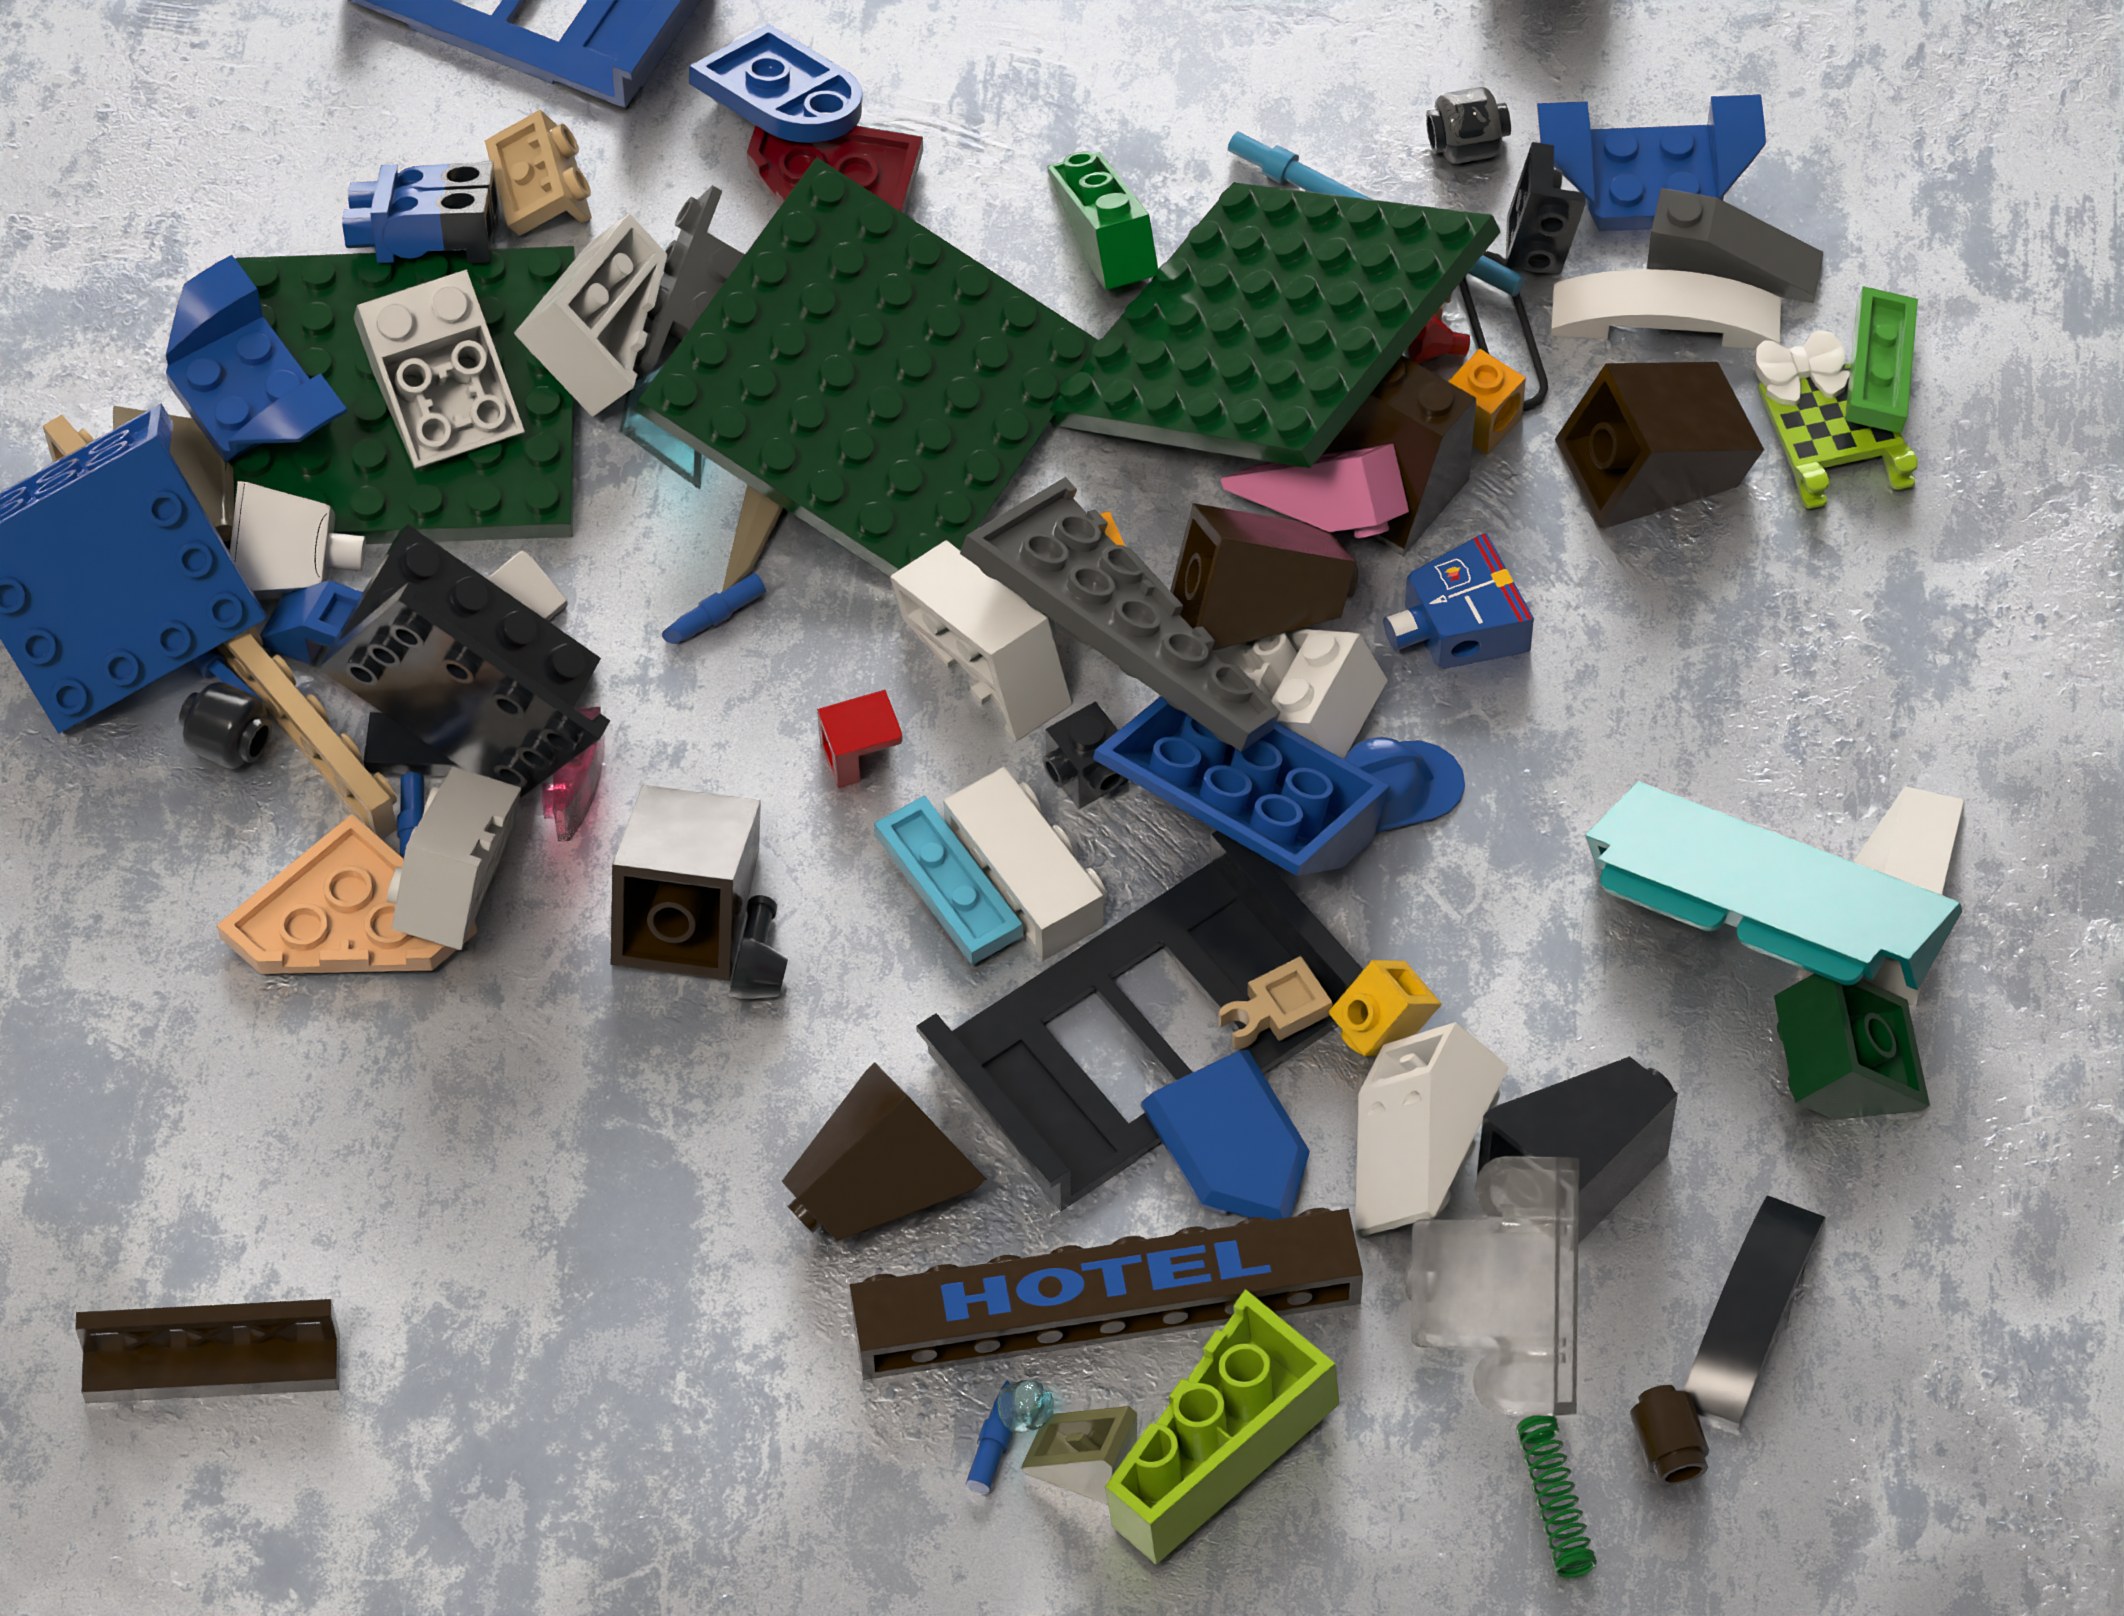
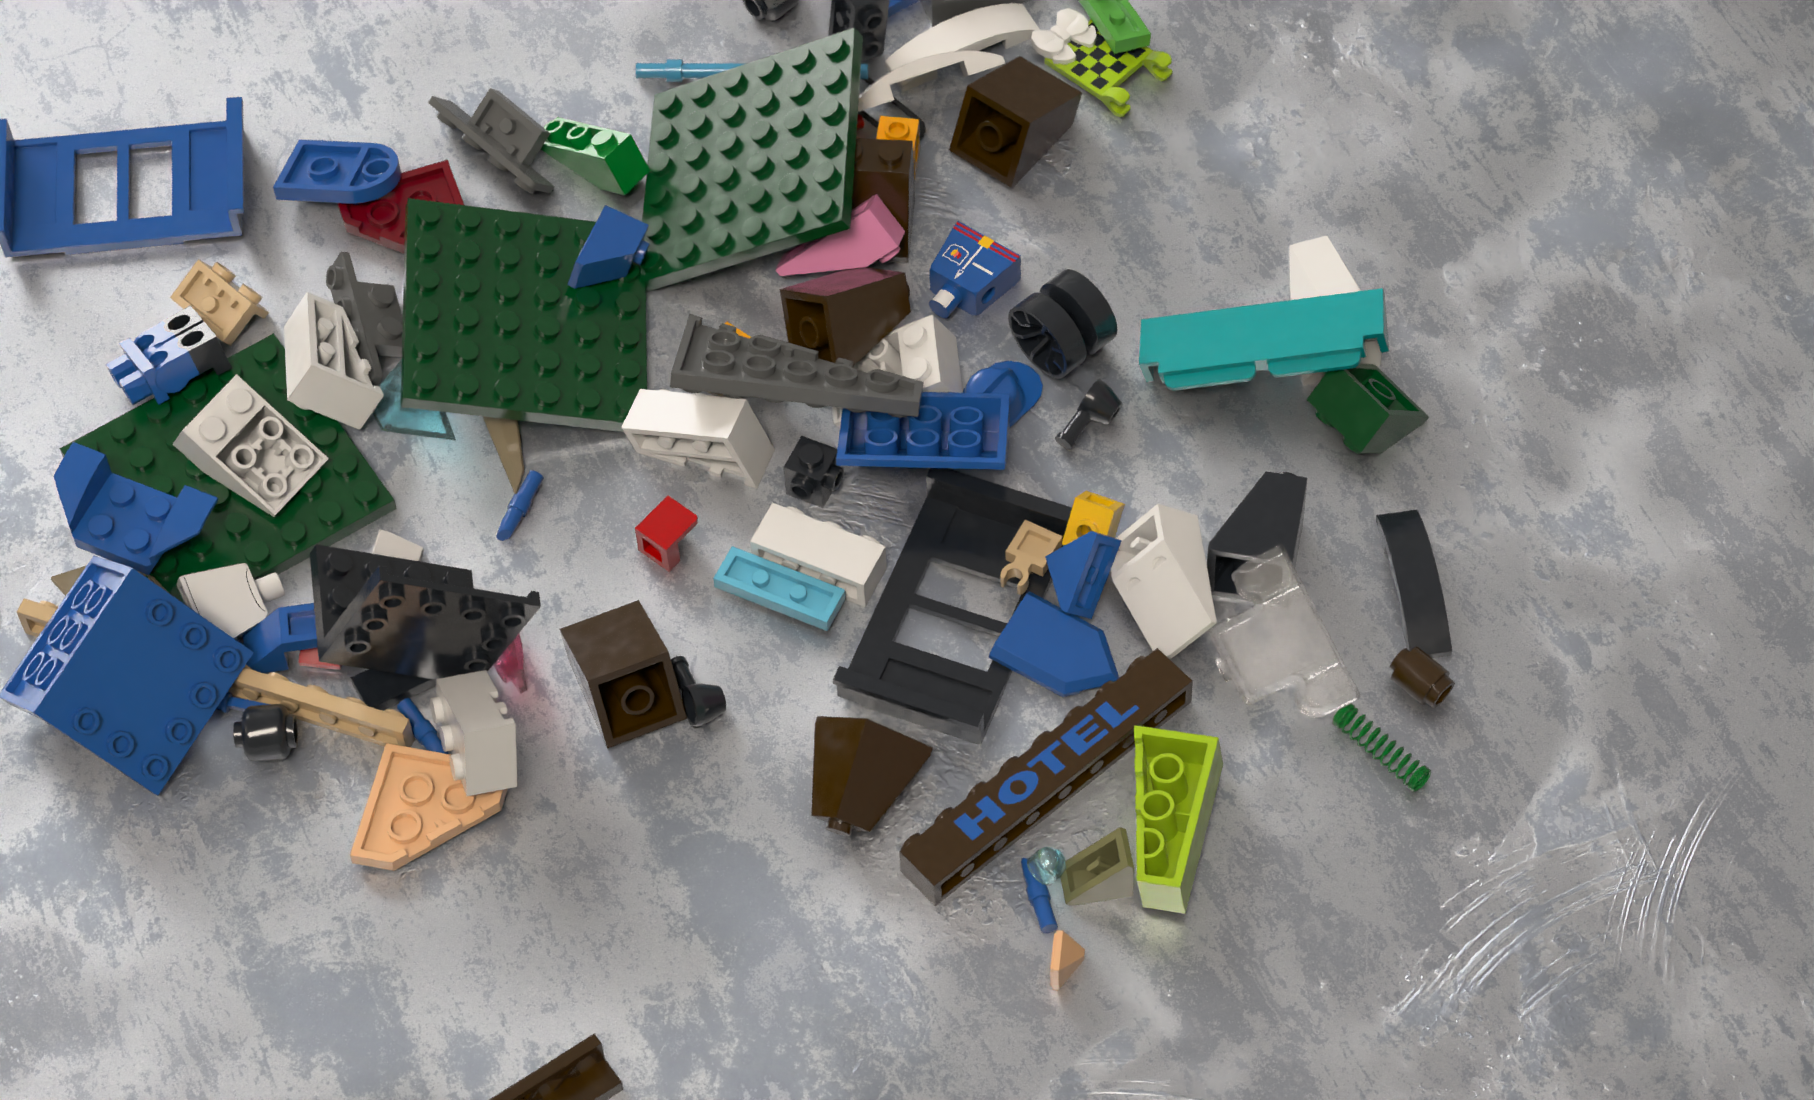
camera: 30 degrees left, 0 degrees up
(963, 1534) = (1065, 959): none -> light nougat slope
(1010, 140) = (503, 132): none -> dark grey bracket
(1023, 346) = (610, 249): none -> blue slope
(1324, 1062) = (1081, 571): none -> blue slope
(1505, 860) = (1098, 405): none -> black bar
(1510, 317) = (970, 63): none -> white slope
(1541, 731) = (1062, 323): none -> black wheel

